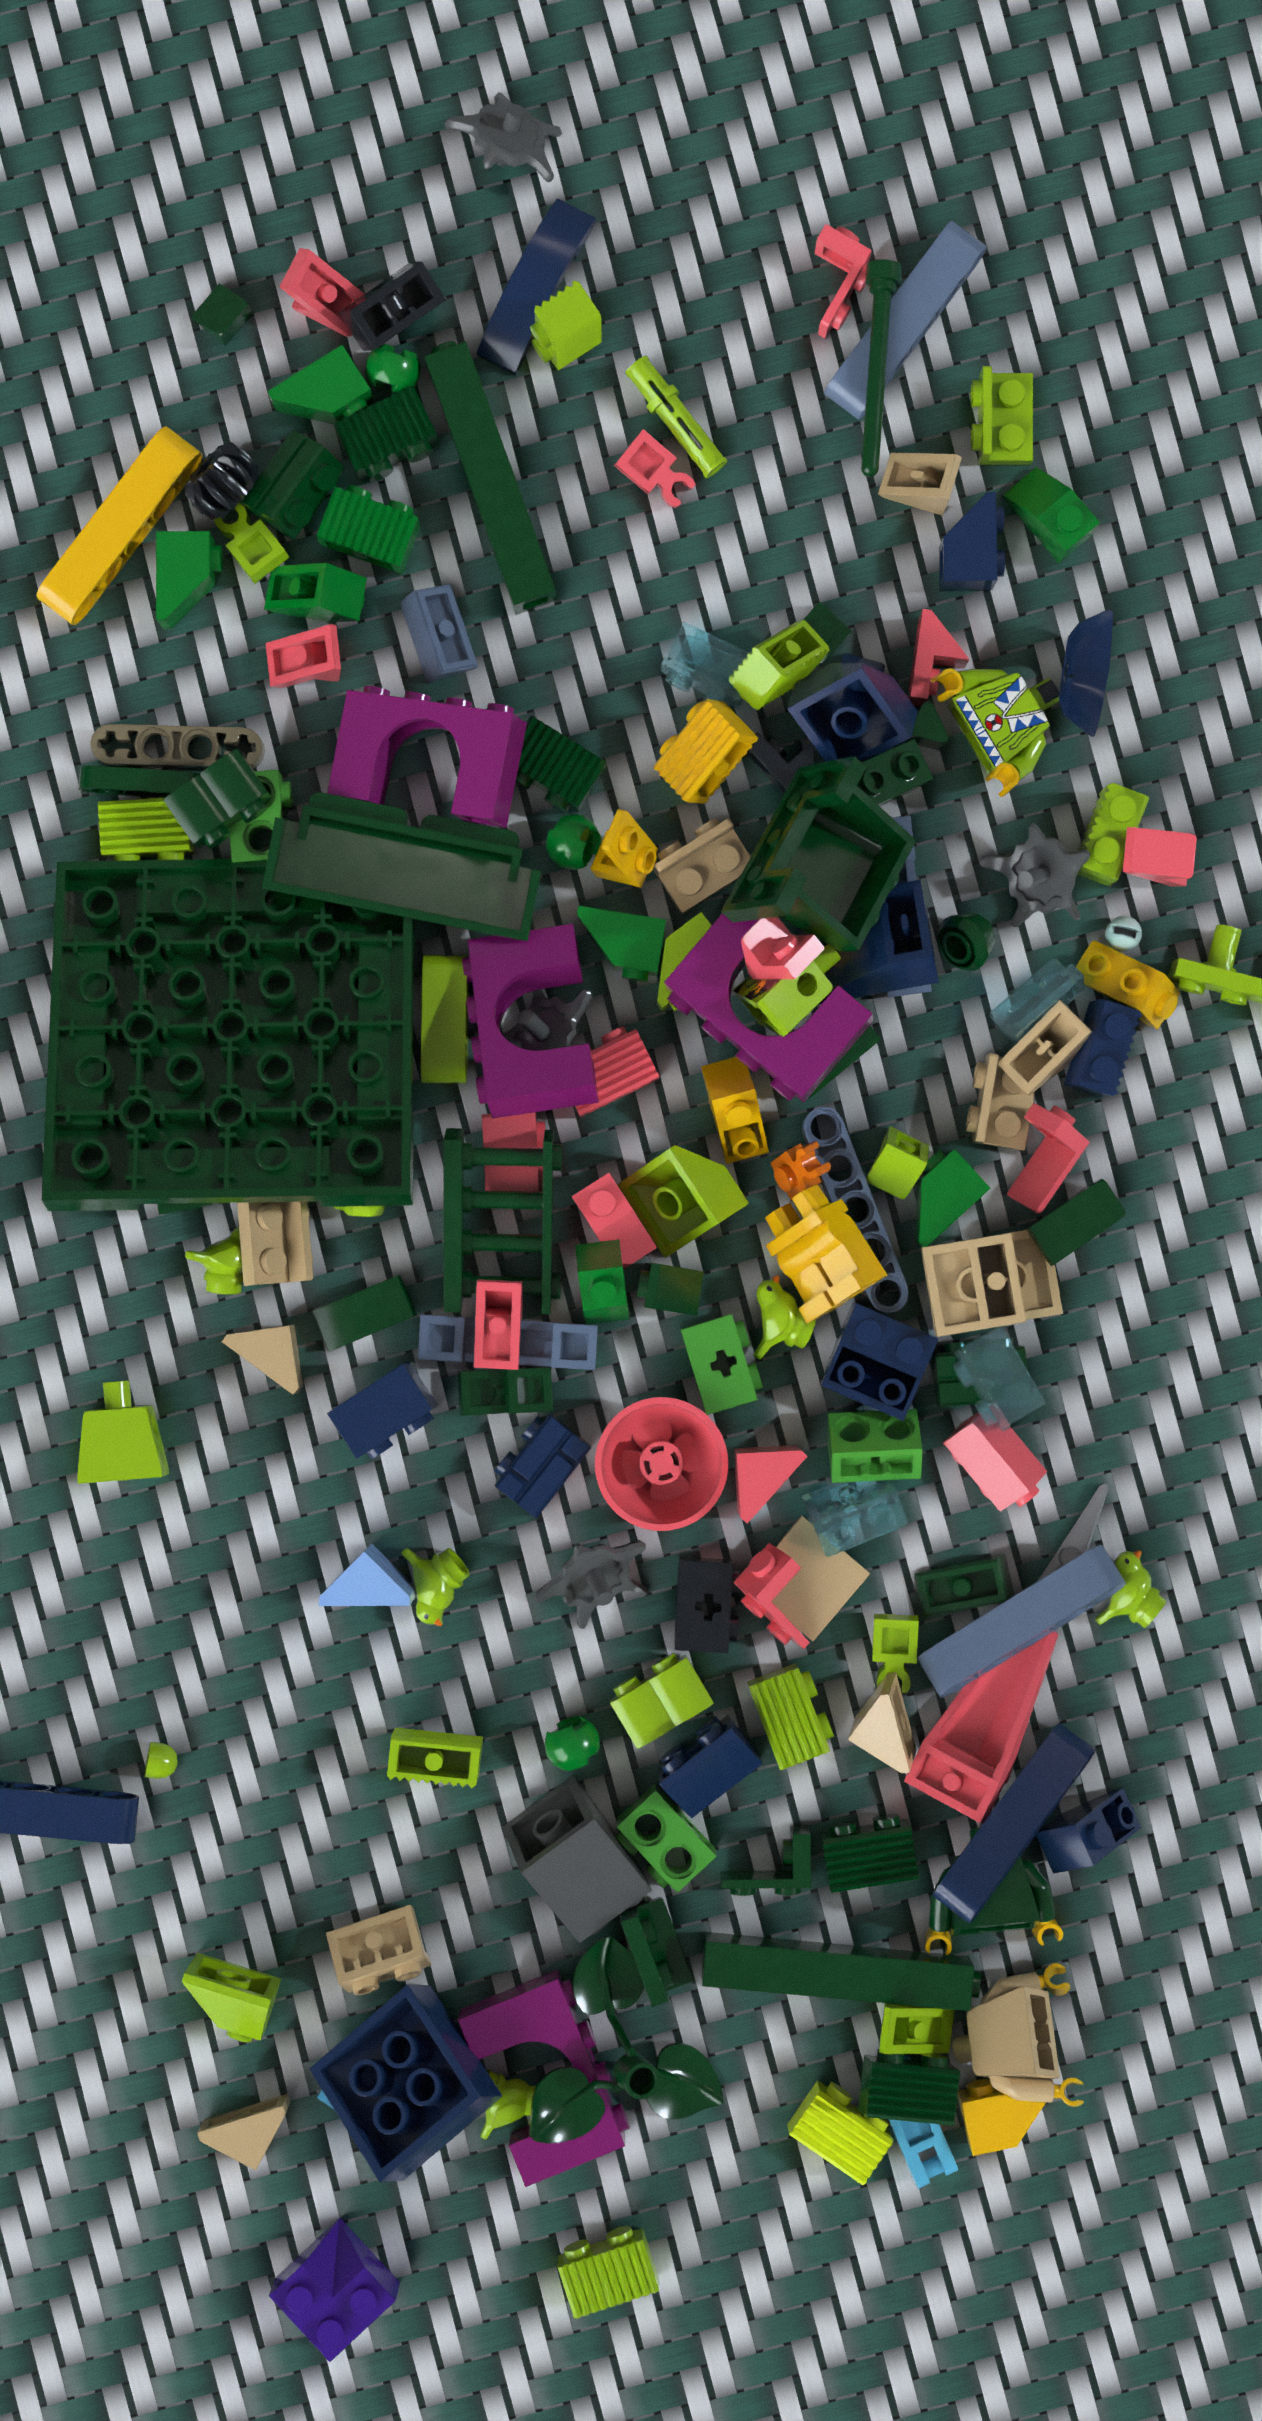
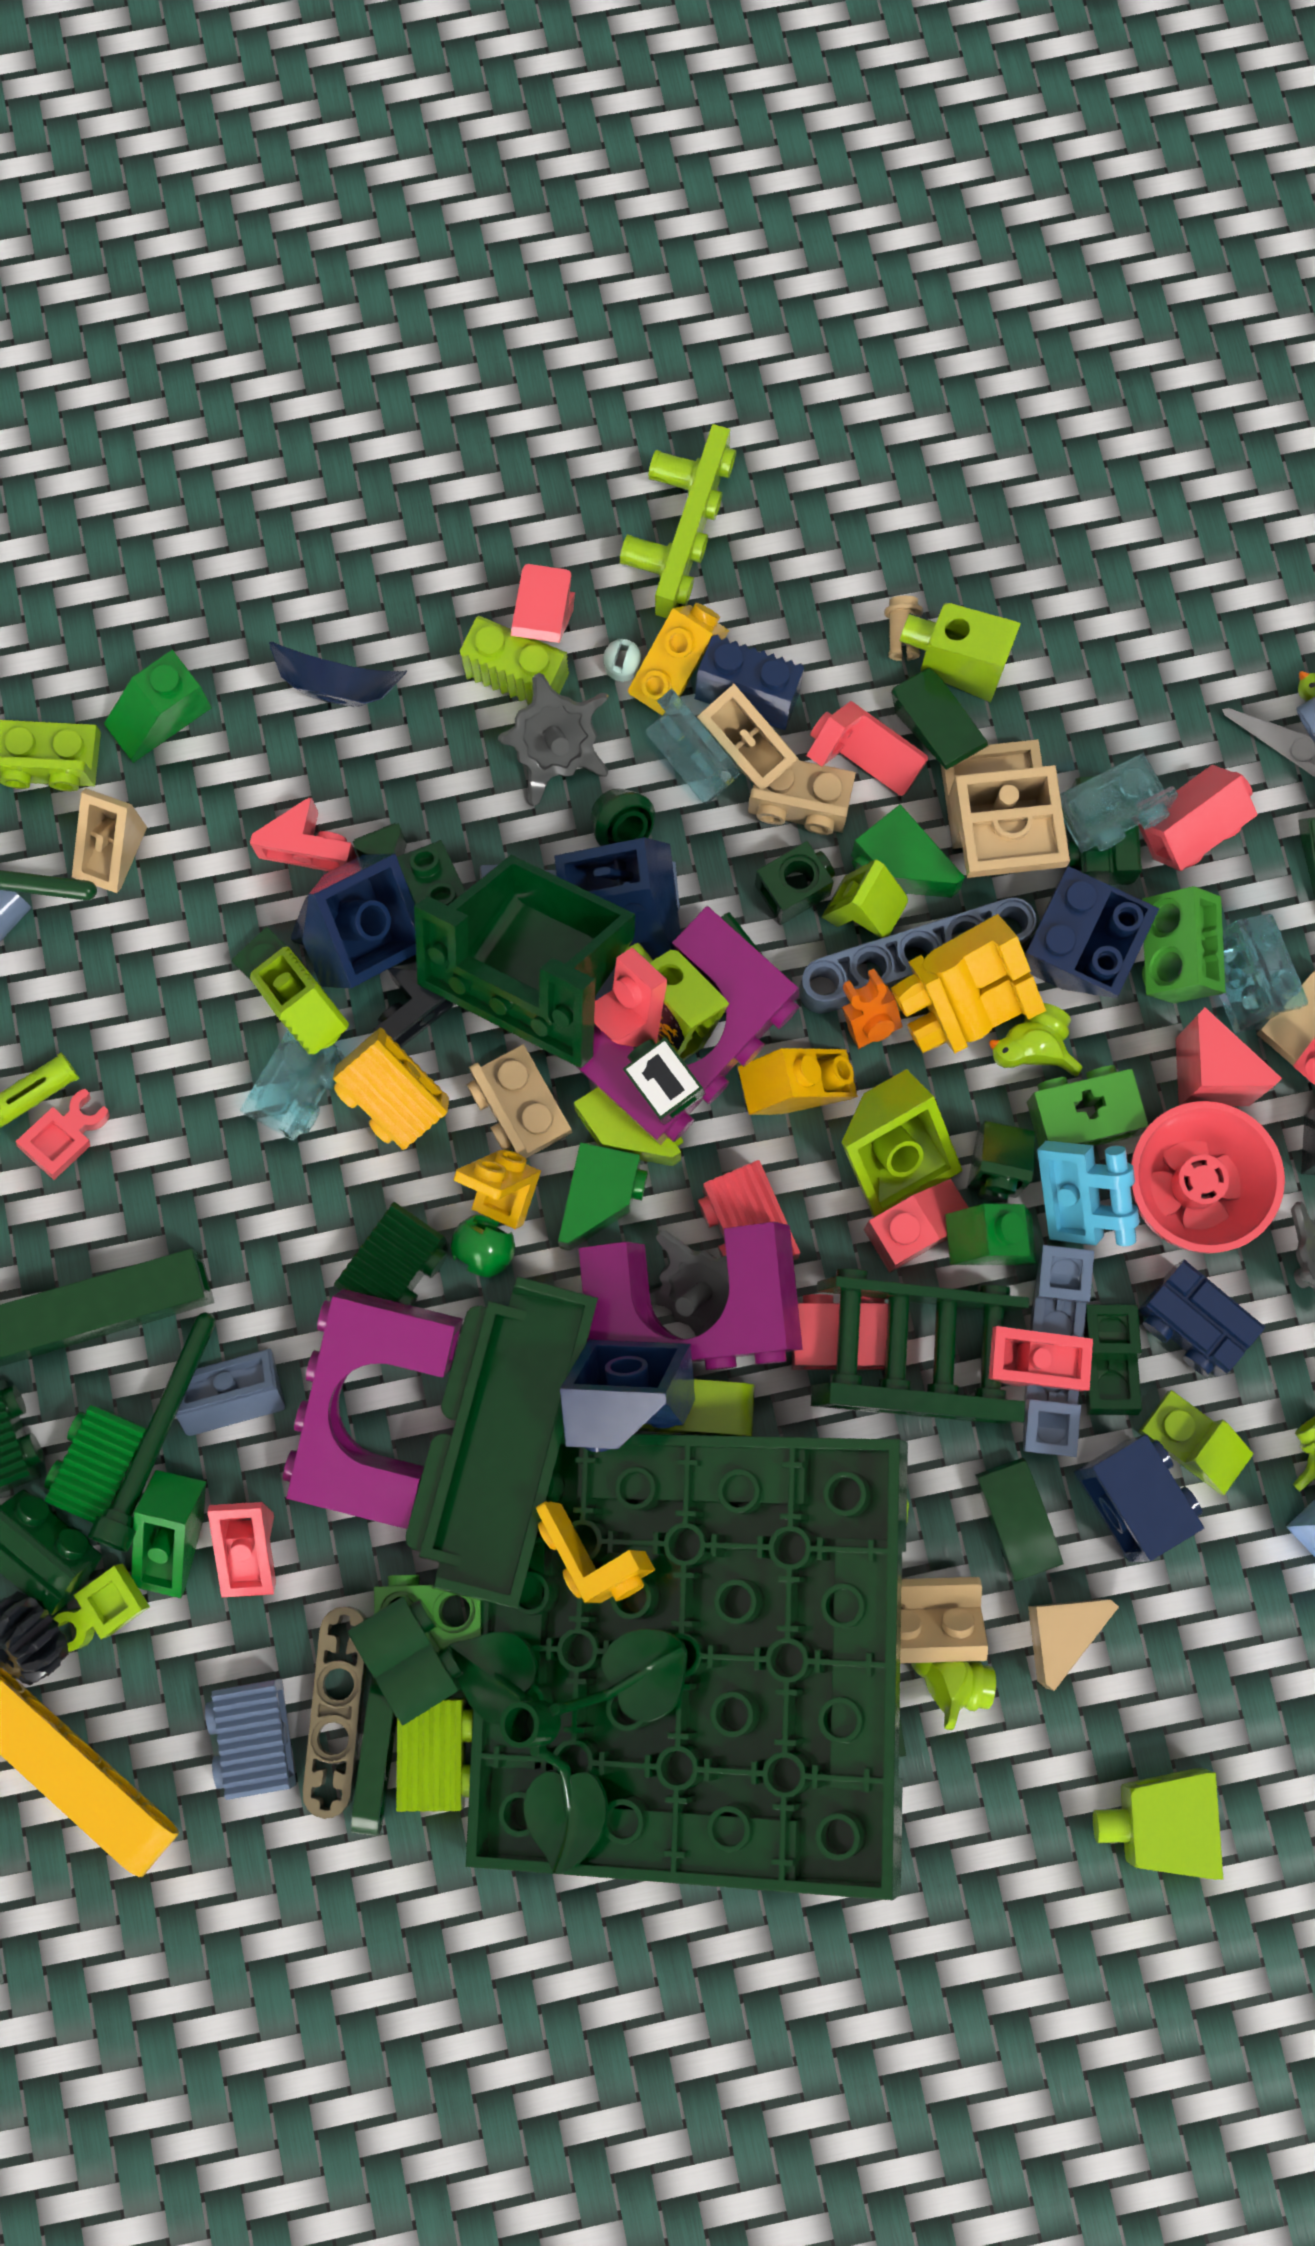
camera: 85 degrees left, 10 degrees down
(103, 935) = (563, 1809): none -> dark green plant
(151, 678) = (251, 1739): none -> sand blue brick
(184, 572) = (127, 1691): green slope -> none
(295, 938) = (616, 1578): none -> yellow bracket
(318, 549) = (116, 1524): none -> dark green piece
(438, 1464) = (1198, 1443): none -> lime slope
(448, 965) = (623, 1387): none -> dark blue slope
(641, 1350) = (1072, 1193): none -> medium azure plate
(712, 982) = (663, 1079): none -> brick
(918, 1079) = (787, 901): none -> dark green brick
(970, 550) = (190, 793): dark blue slope -> none
(1000, 719) = (381, 771): torso -> none
(1132, 1255) = (963, 647): none -> lime torso
(1167, 1189) = (898, 612): none -> tan pin

